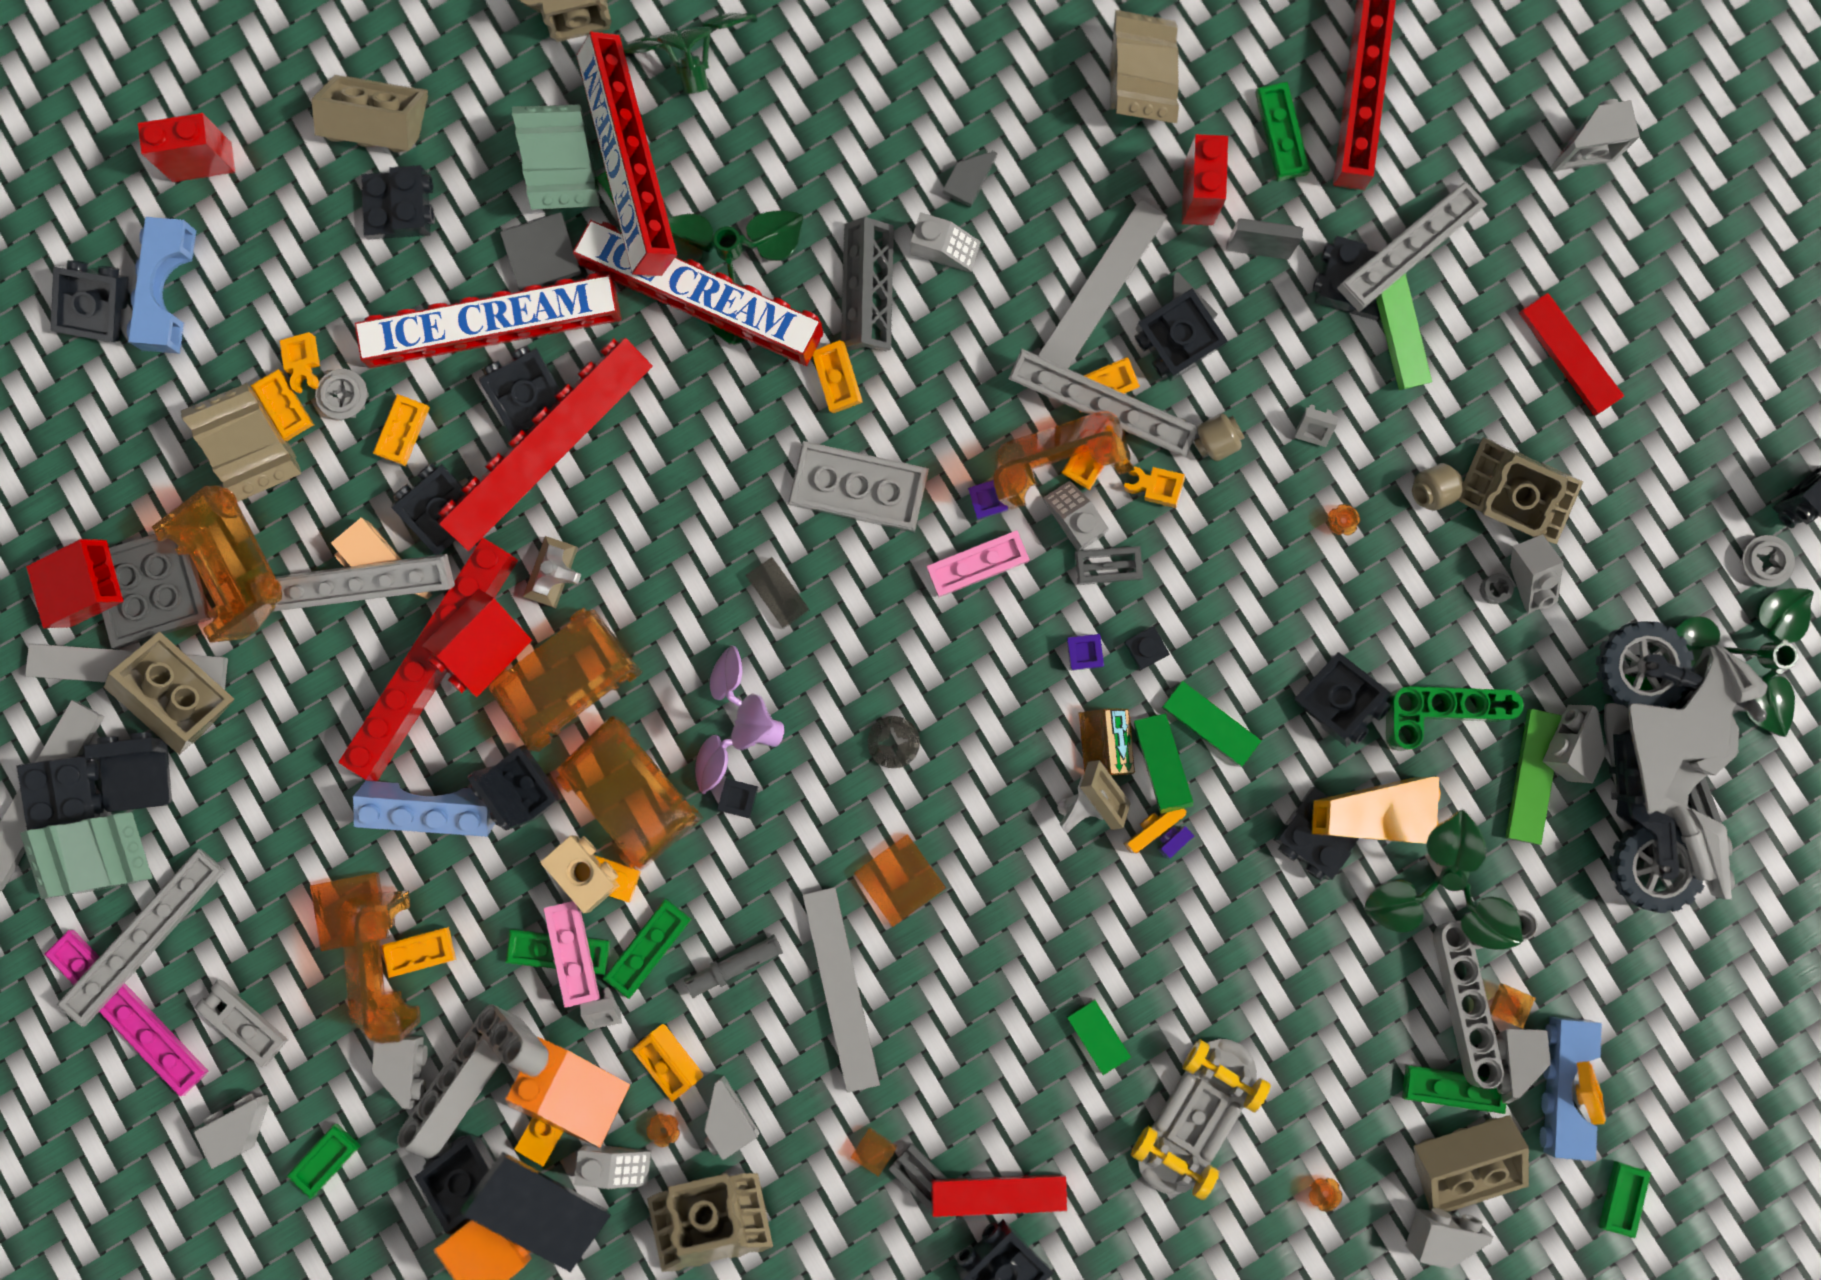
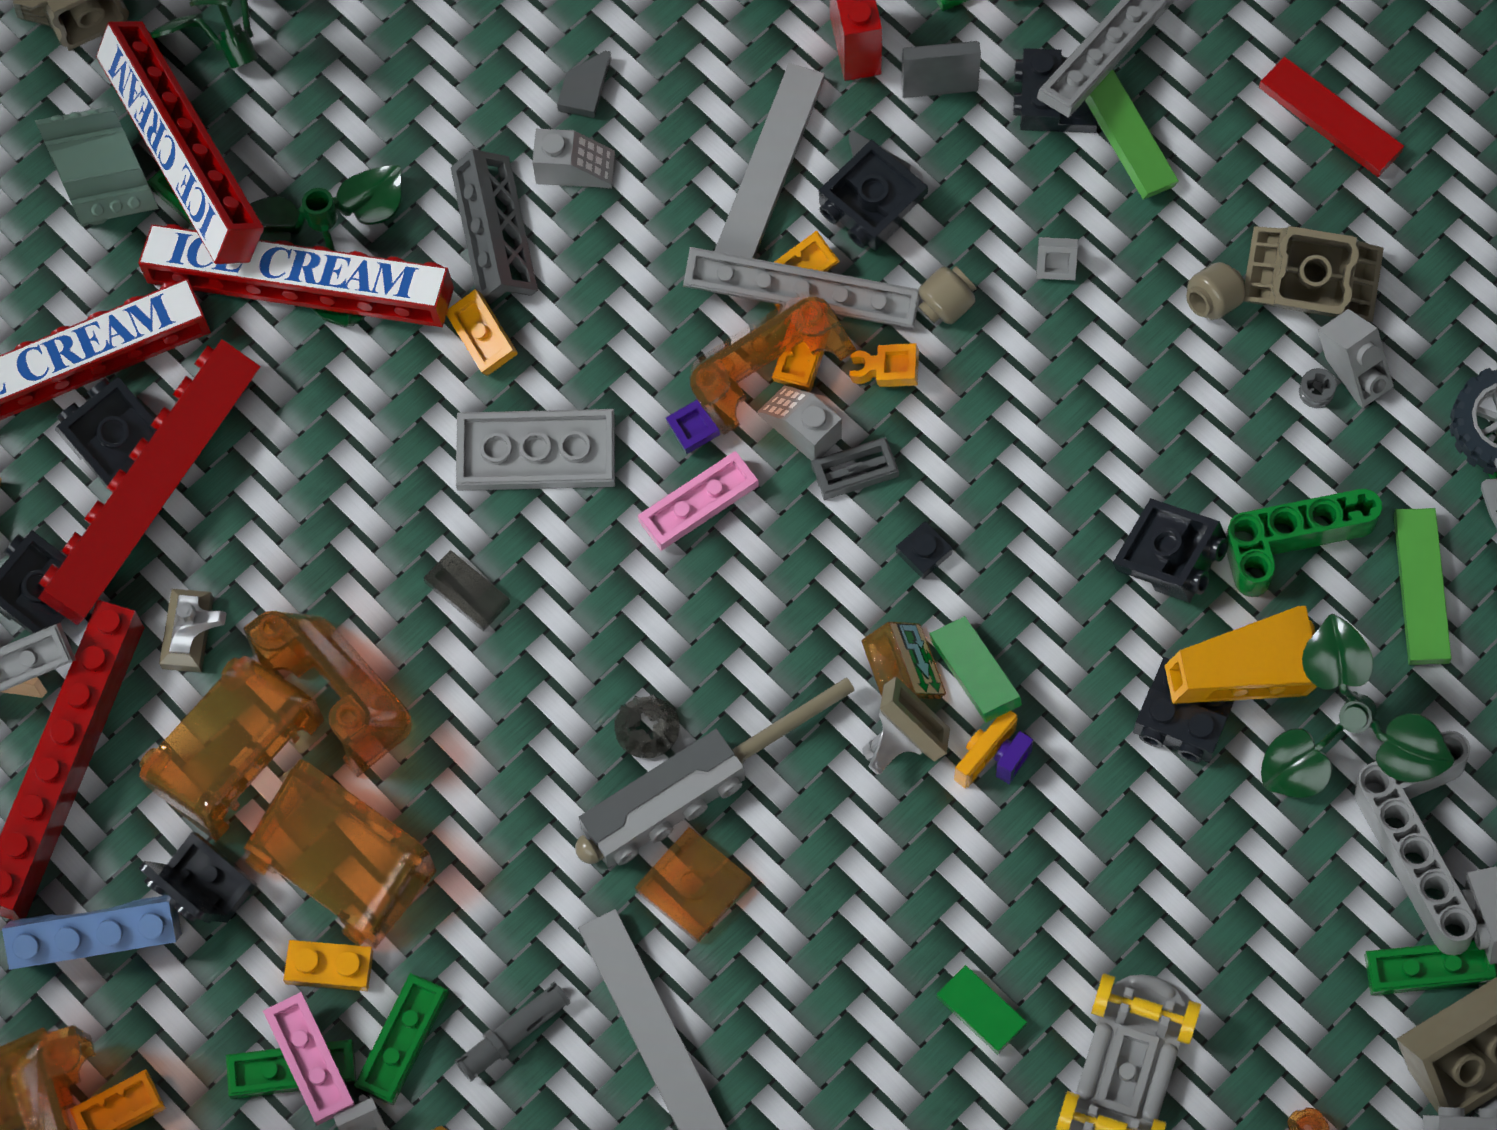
camera: 10 degrees left, 15 degrees down
(476, 643) = (116, 720): red brick -> none
(541, 252) = (98, 276): dark grey tile -> none
(562, 866) = (314, 977): tan brick -> none
(680, 678) = (368, 716): none -> clear orange windscreen
(737, 798) = (472, 833): black plate -> none
(751, 726) = (466, 716): lavender plant -> none
(911, 801) = (681, 788): none -> piece
(1085, 652) = (851, 569): dark purple plate -> none
(1211, 724) = (1023, 616): green tile -> none
(1352, 520) = (1120, 344): clear orange plate -> none
(1511, 1005) = (1468, 849): clear orange plate -> none
(1577, 745) = (1458, 534): light grey slope -> none

